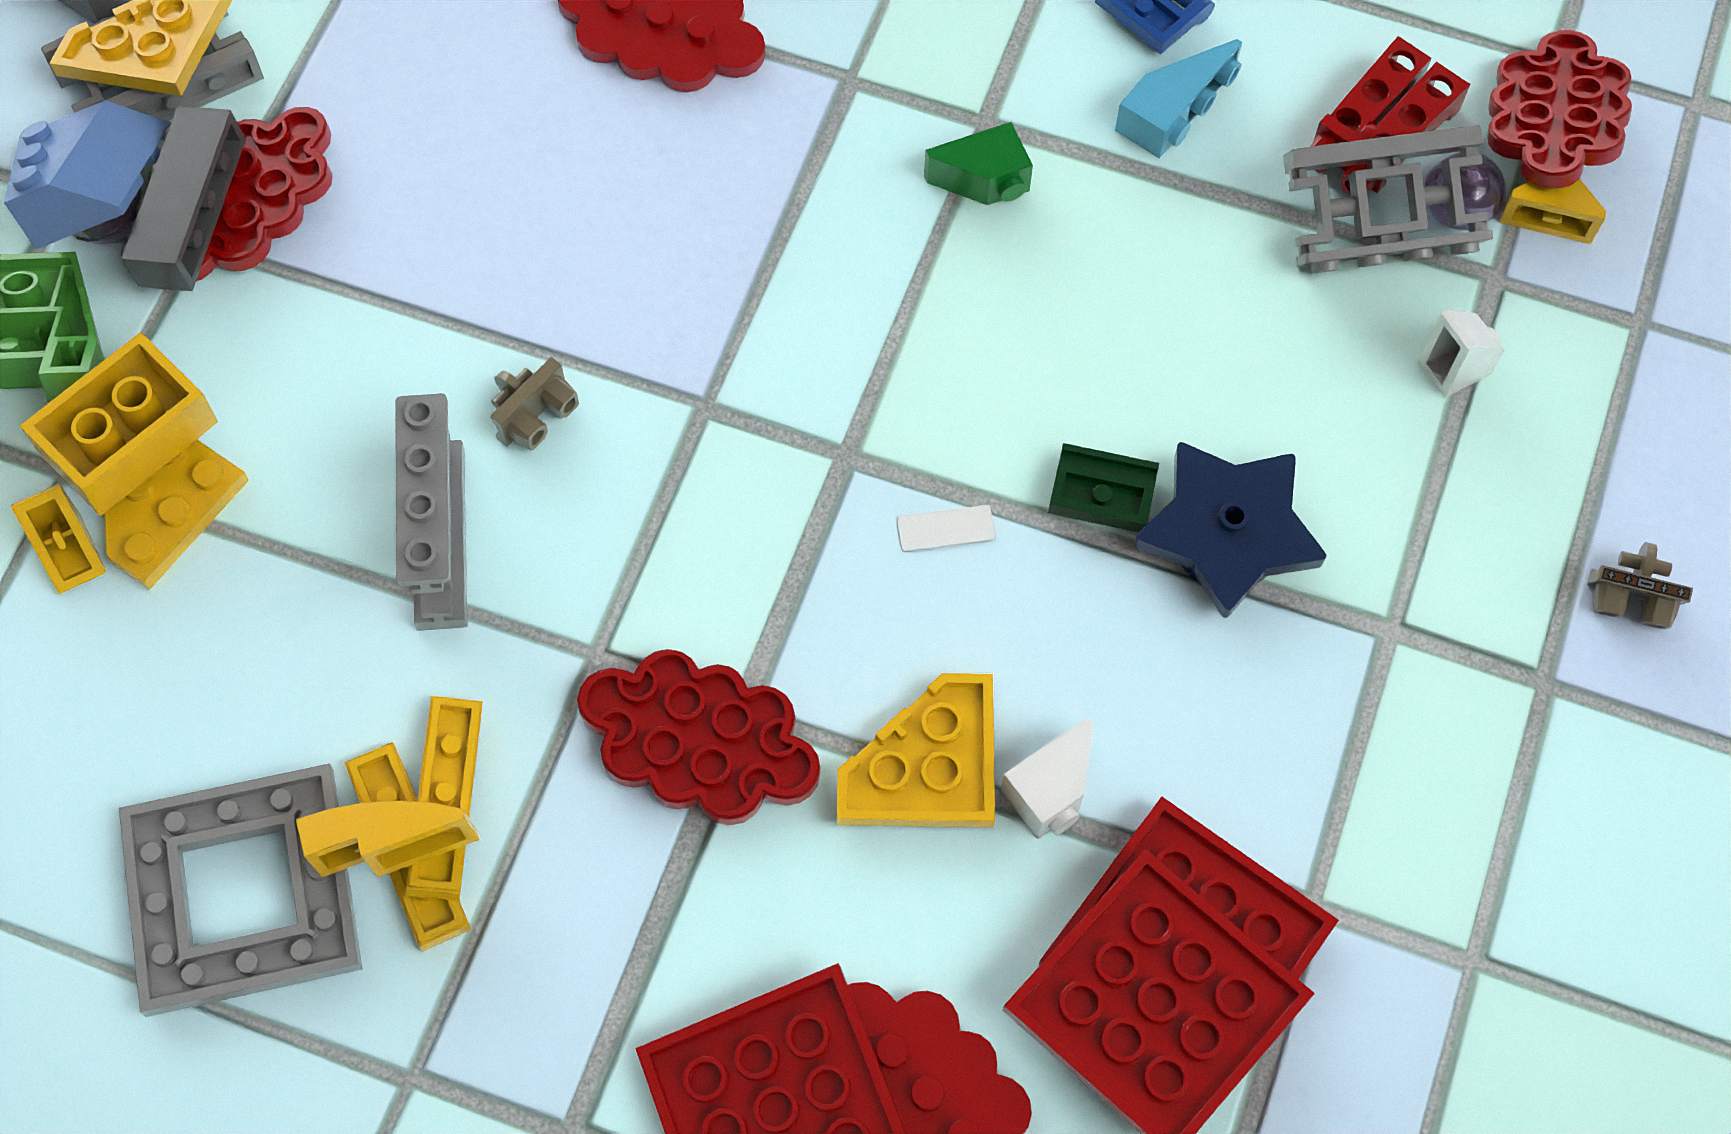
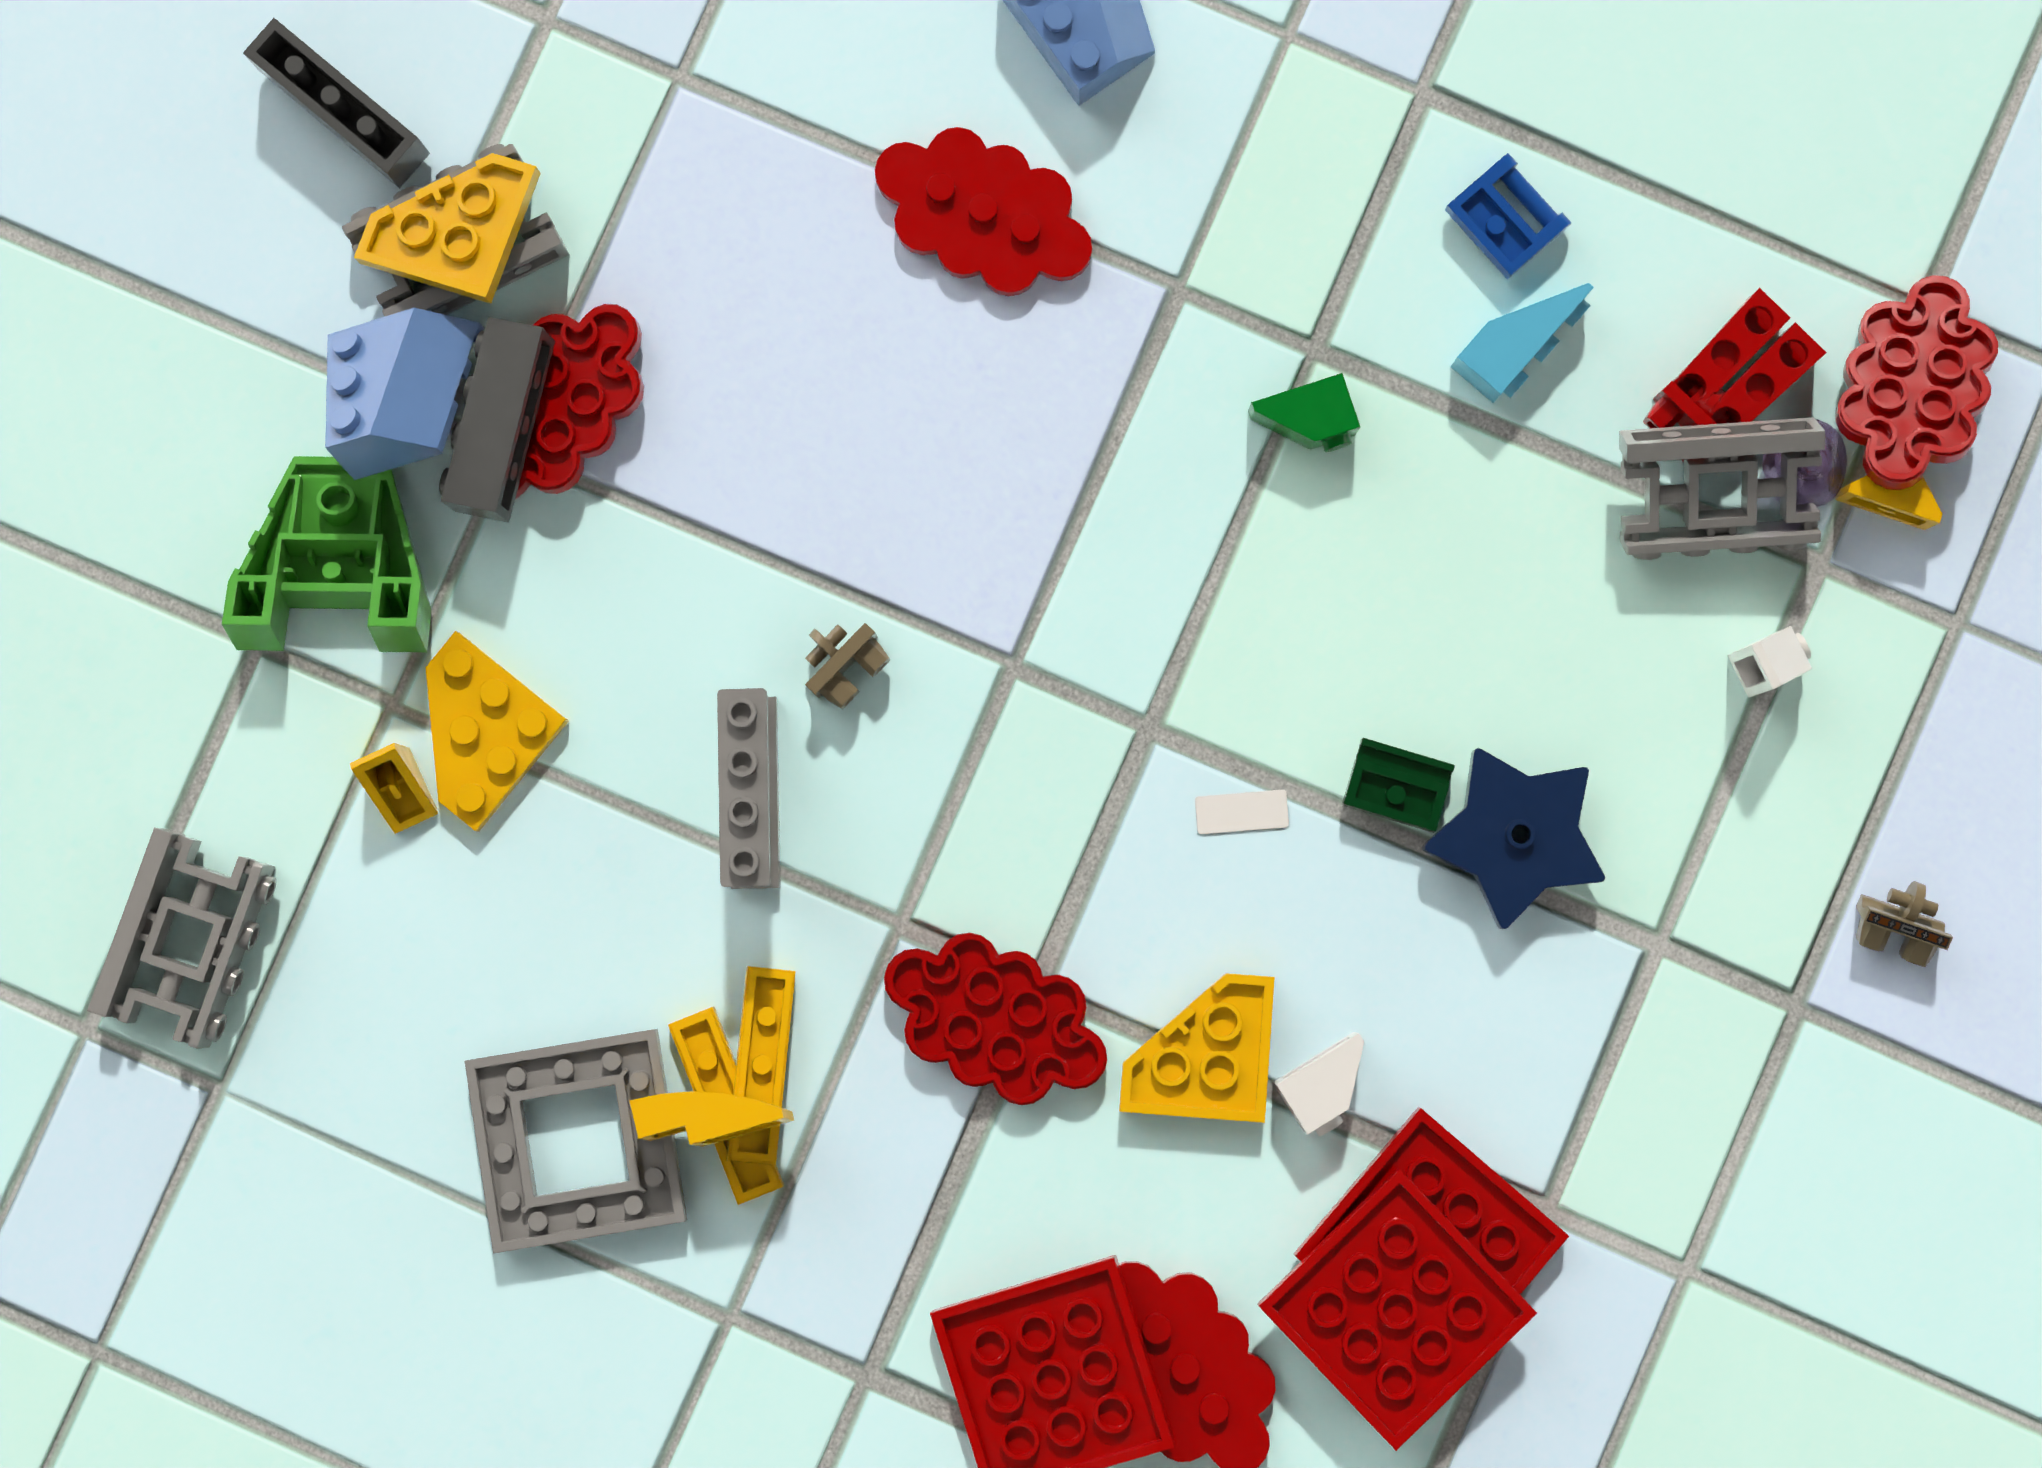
camera: 10 degrees right, 20 degrees up
(119, 423) = (448, 682): yellow brick -> none

